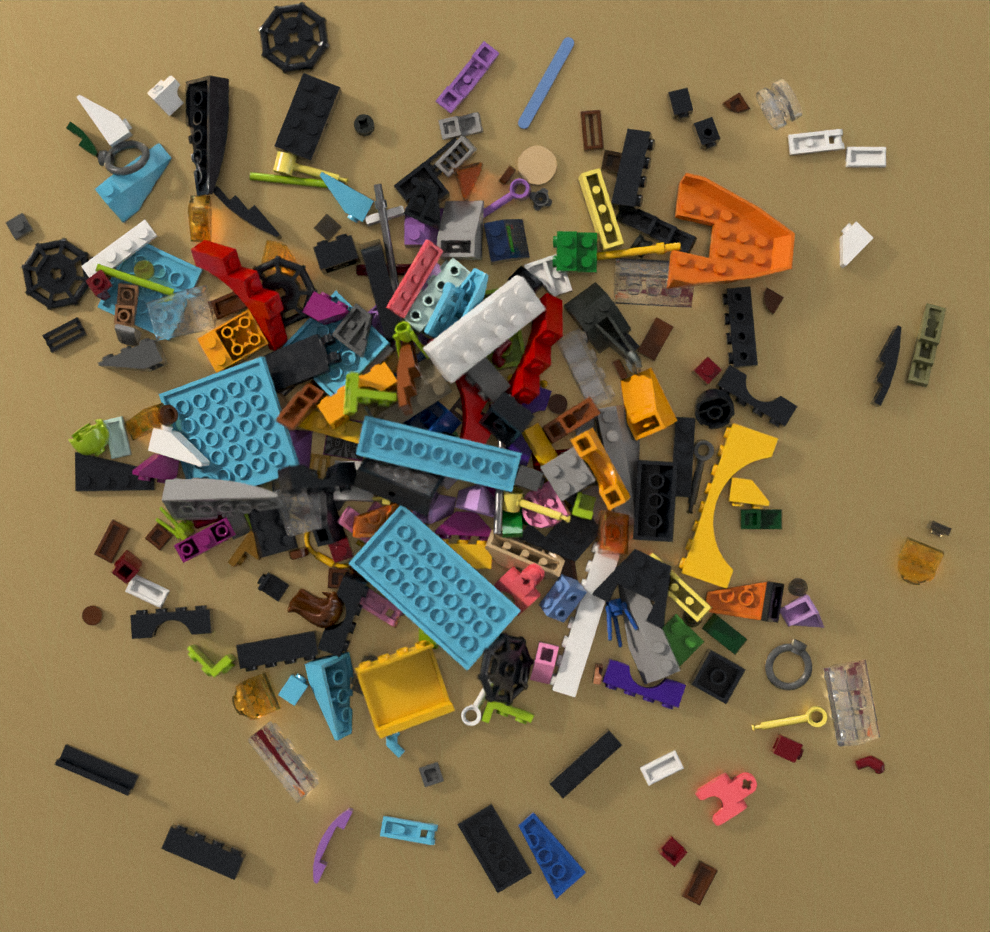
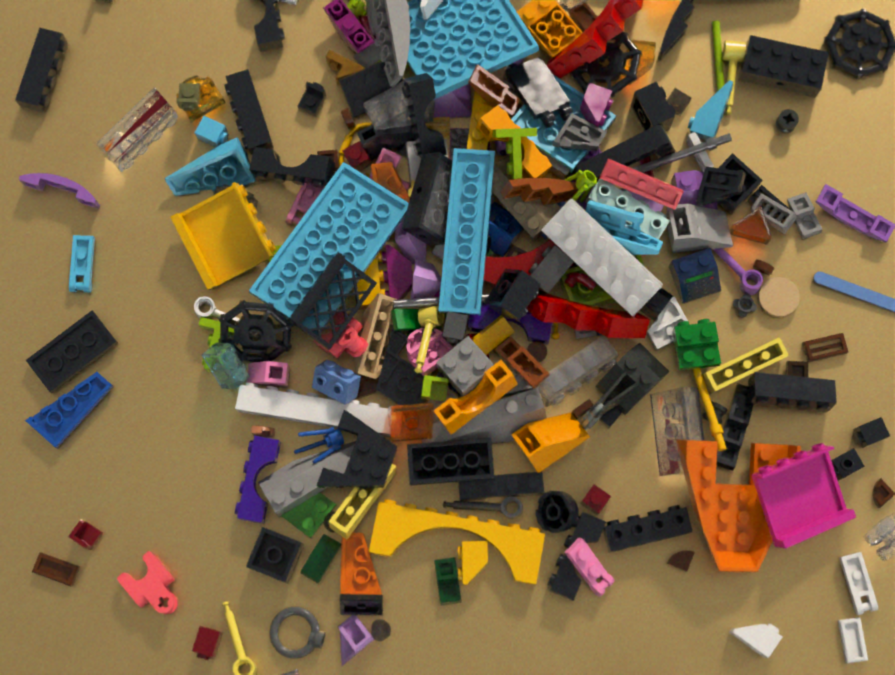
camera: 80 degrees right, 10 degrees down
(209, 667) = (227, 44): lime bracket -> none
(256, 707) = (189, 96): none -> olive bracket
(316, 610) = (293, 140): reddish brown piece -> none
(392, 744) = (166, 237): medium azure arm -> none
(431, 774) = (141, 278): dark grey plate -> none
(475, 601) = (317, 290): none -> black fence
(532, 701) = (225, 365): none -> clear light blue brick
(585, 764) = (168, 430): black arch -> none
(655, 339) = (620, 442): reddish brown tile -> none
(661, 767) = (172, 512): white tile -> none
(733, 180) = (801, 496): none -> dark pink panel
(768, 387) = (589, 566): none -> bright pink plate

